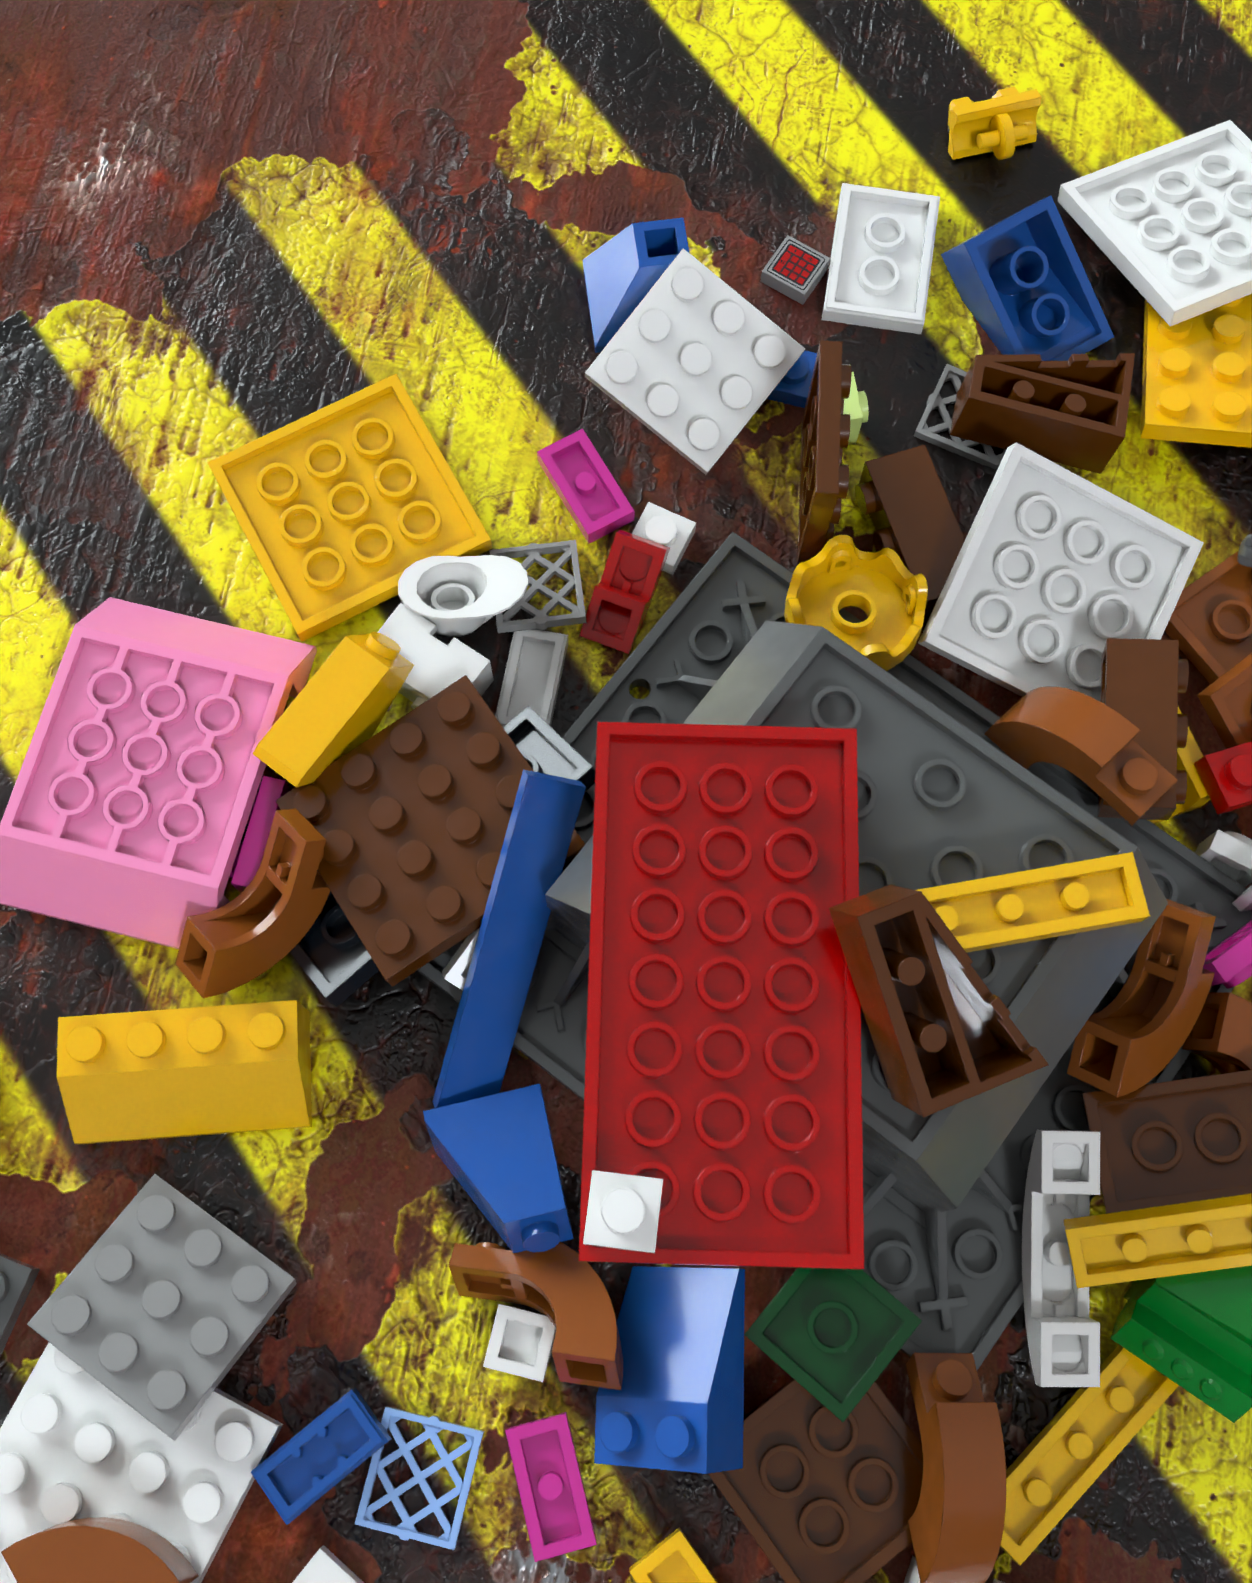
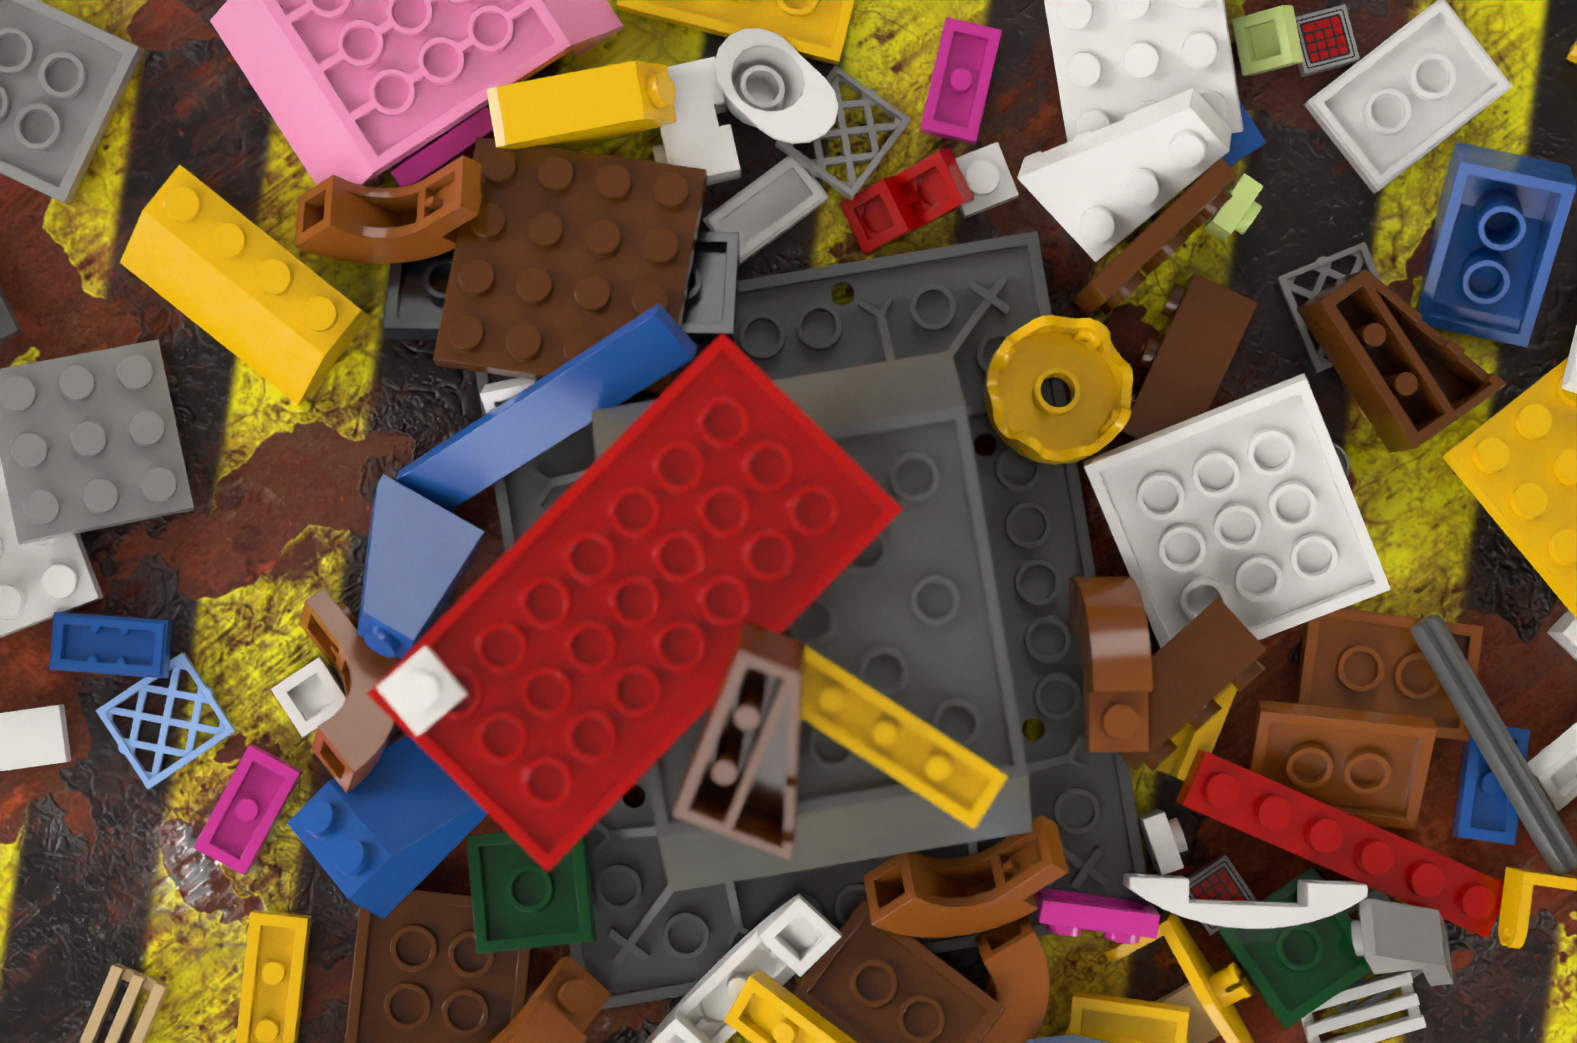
camera: 40 degrees right, 15 degrees up
(758, 431) = (1127, 171): none -> white wedge
(765, 288) = (1267, 40): none -> yellowish green plate

